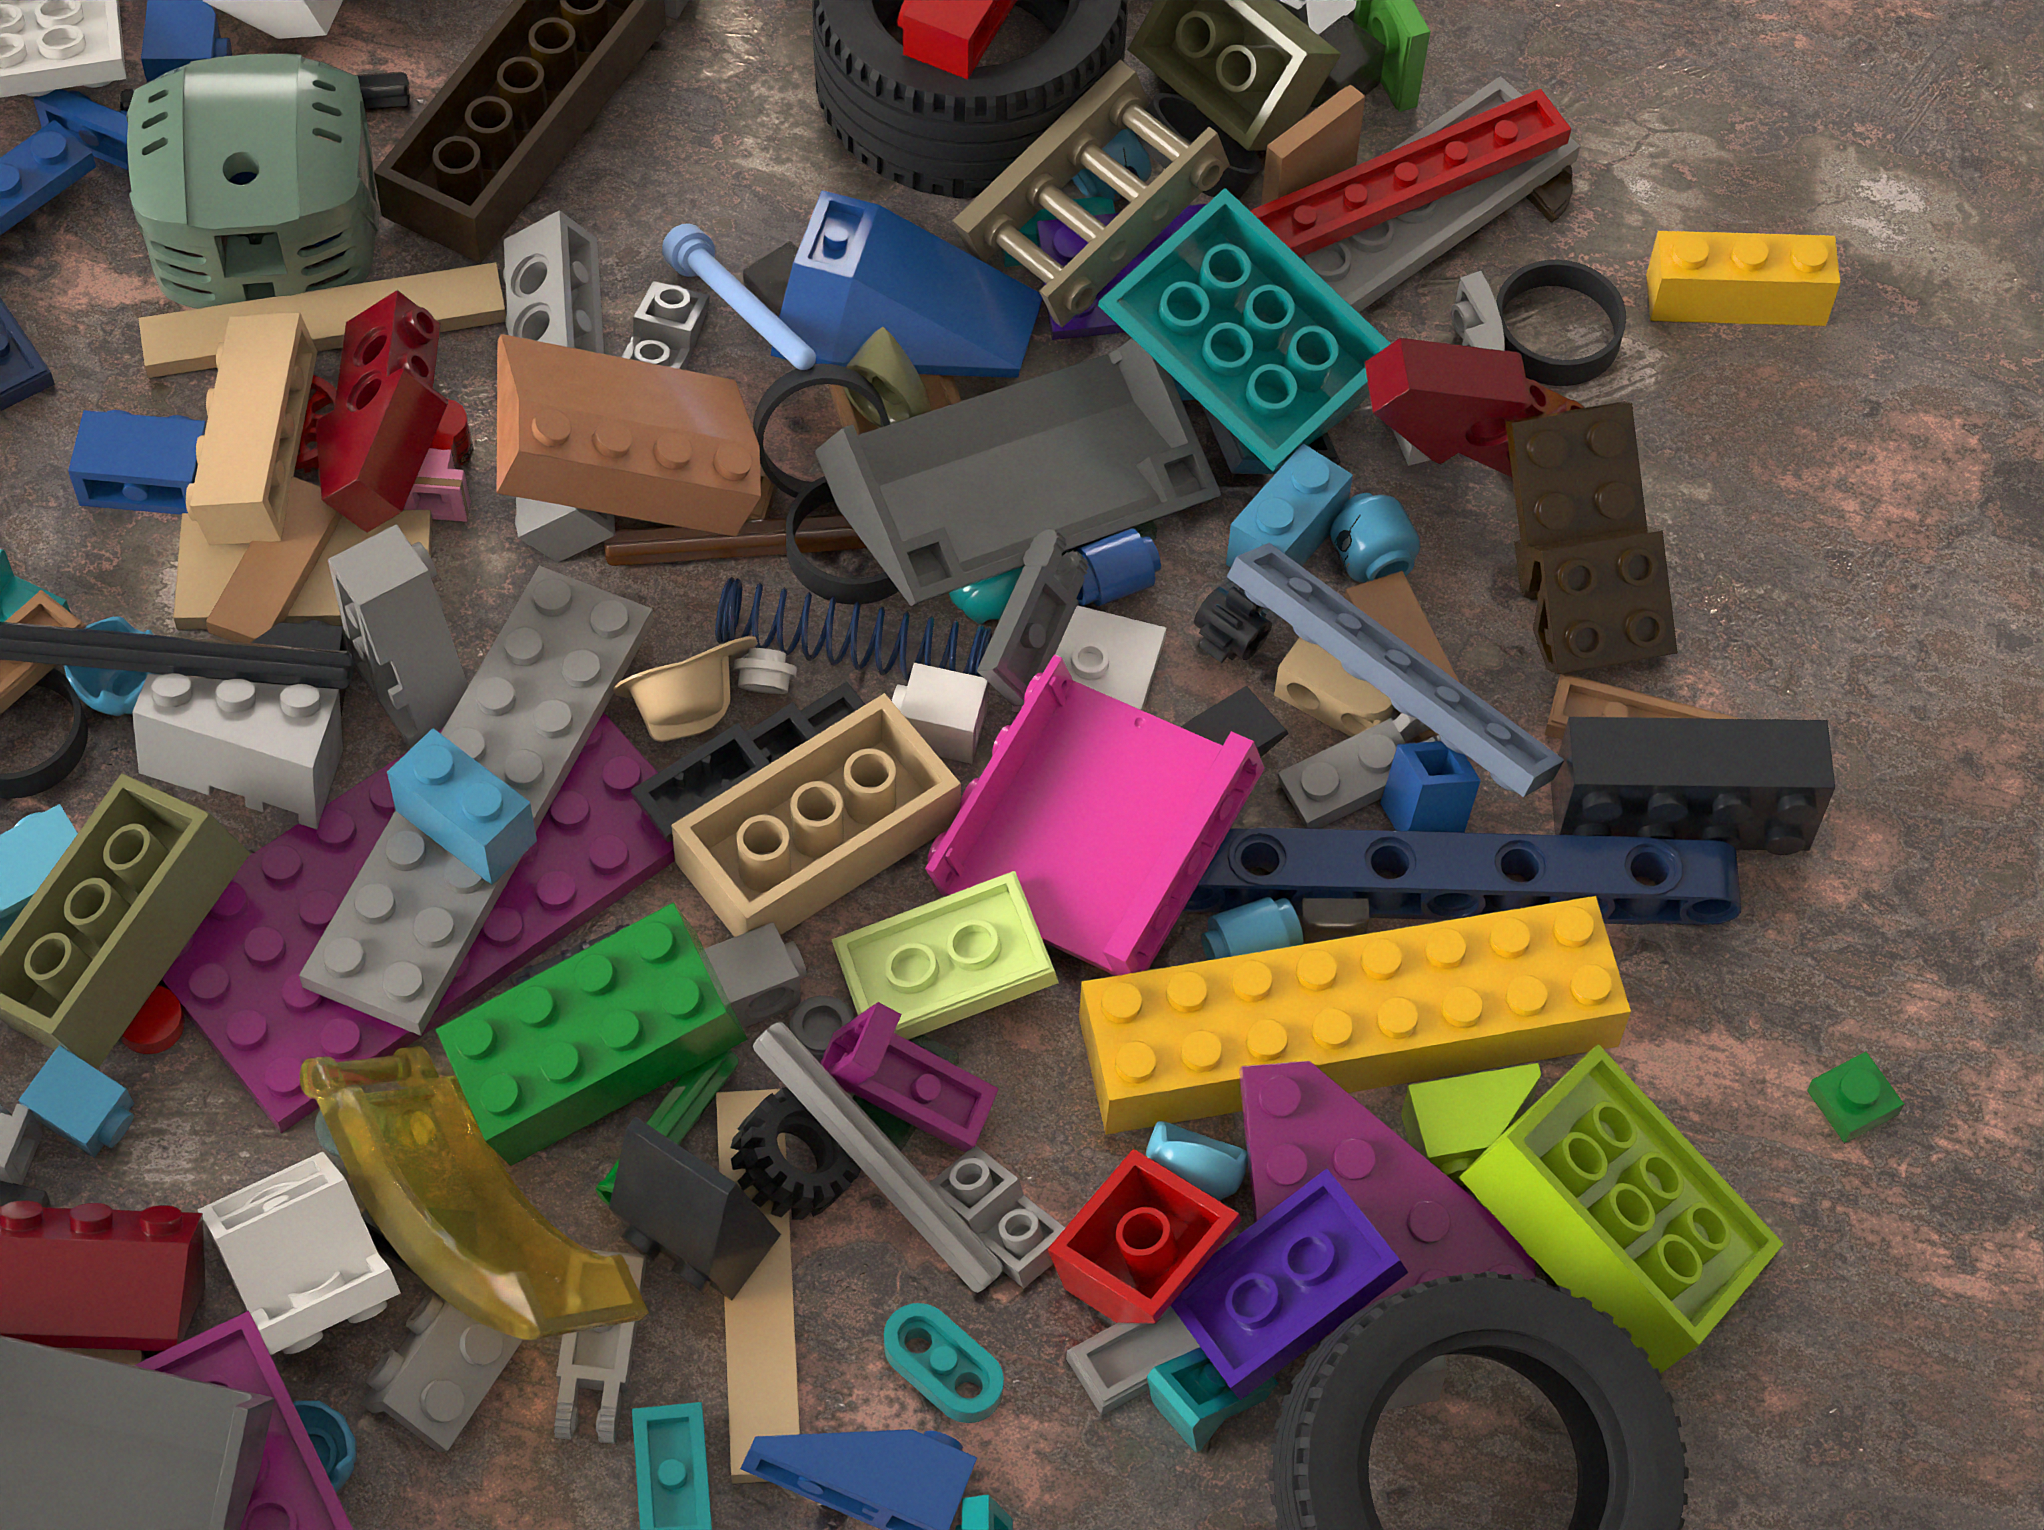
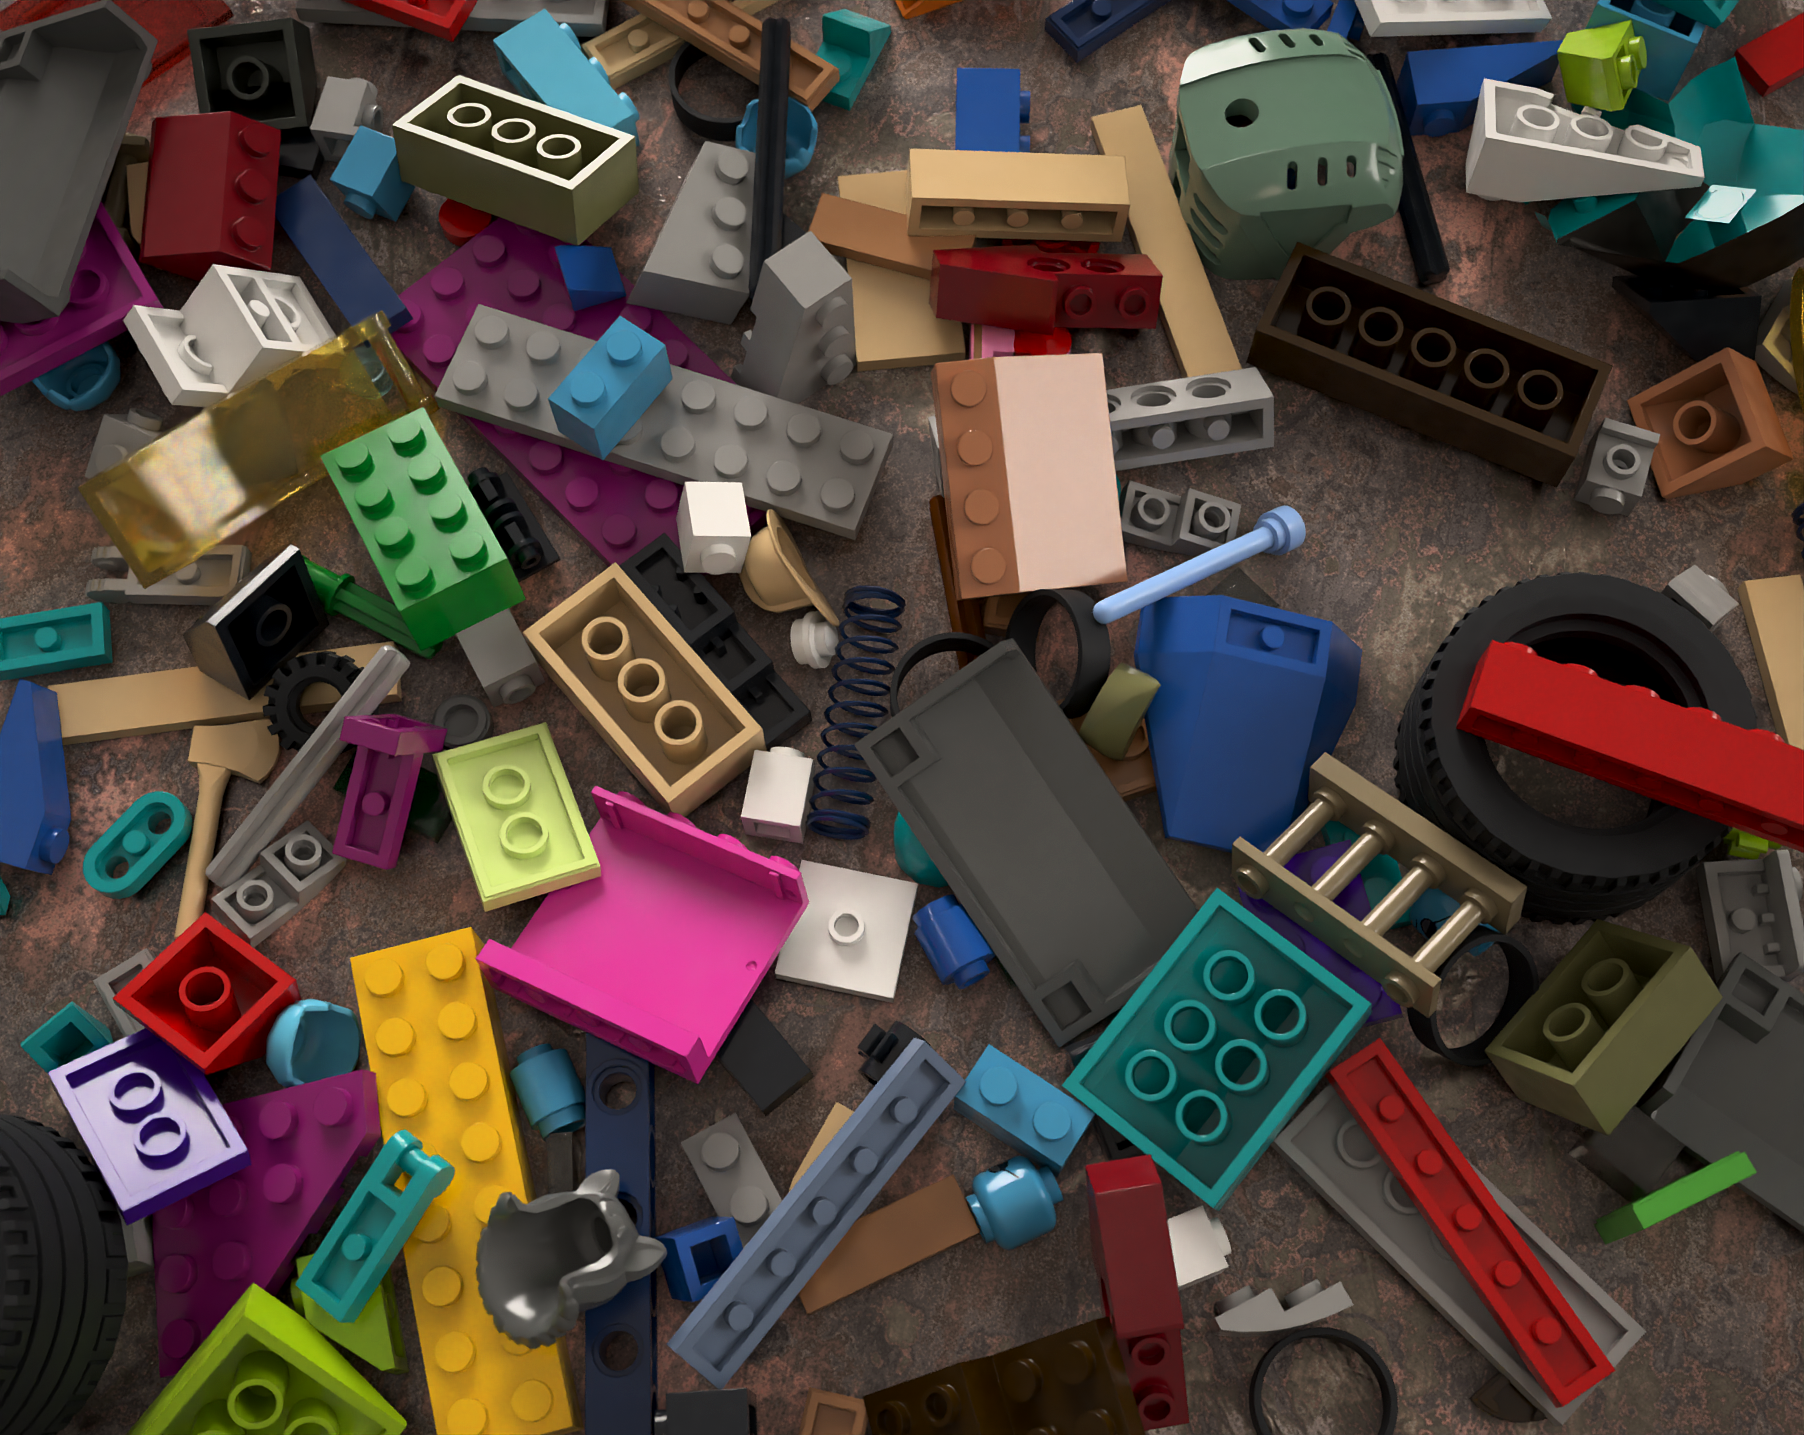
camera: 90 degrees right, 10 degrees up
(200, 1143) = (337, 256): none -> dark blue tile
(277, 864) = (589, 275): none -> blue slope
(641, 730) = (713, 527): none -> white brick
(833, 1285) = (218, 752): none -> tan piece
(1034, 616) = (864, 861): dark grey hinge -> none
(1315, 146) = (1479, 1115): medium nougat tile -> none
(1407, 1054) = (374, 1227): none -> teal plate
(1448, 874) = (559, 1258): none -> dark grey hair

